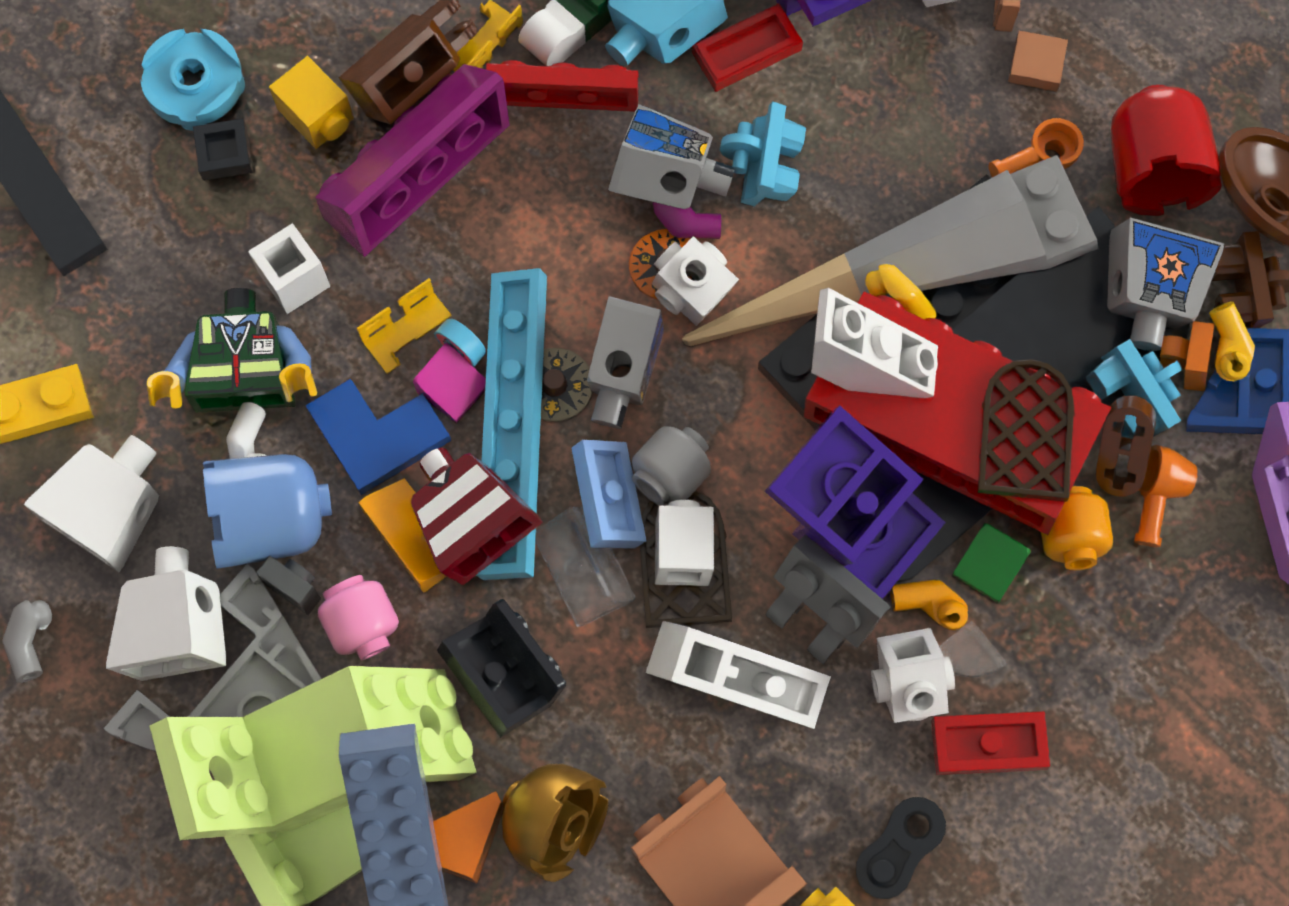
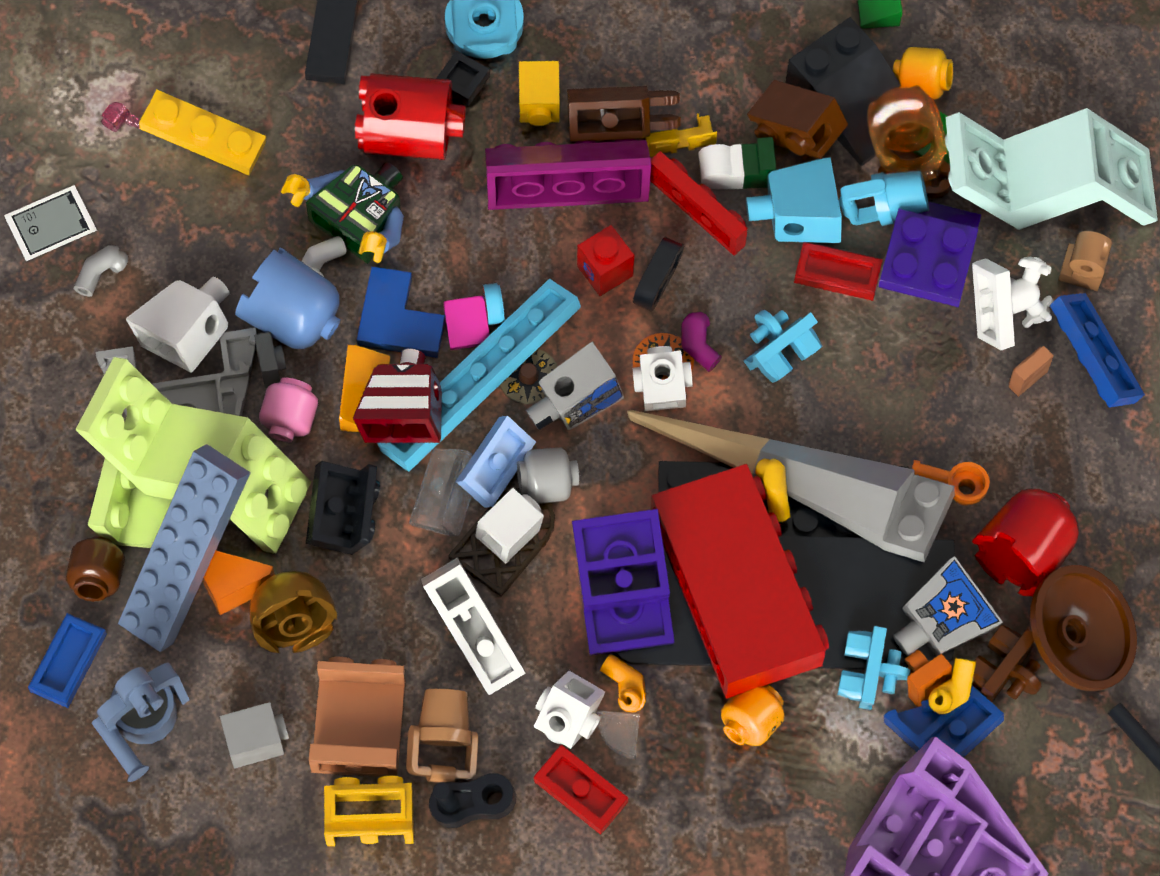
camera: 40 degrees right, 5 degrees down
(100, 500) = (208, 224): white torso -> none
(222, 216) = (419, 117): none -> red cylinder
(289, 268) = (432, 179): white brick -> none
(412, 326) = (478, 273): yellow piece -> none
(529, 211) = (605, 260): none -> red brick
(590, 184) = (658, 274): none -> black beam
(667, 161) = (712, 295): light grey torso -> none
(806, 800) = (443, 723): none -> medium nougat piece
(829, 590) = (563, 614): dark grey plate -> none
(870, 351) = (705, 492): white slope -> none
(986, 449) = (705, 628): dark brown window -> none
(991, 562) = (683, 692): green slope -> none
(1038, 61) = (1013, 426): nougat tile -> none
(1114, 444) = (821, 685): reddish brown beam -> none
(1166, 477) = (838, 735): orange bar -> none

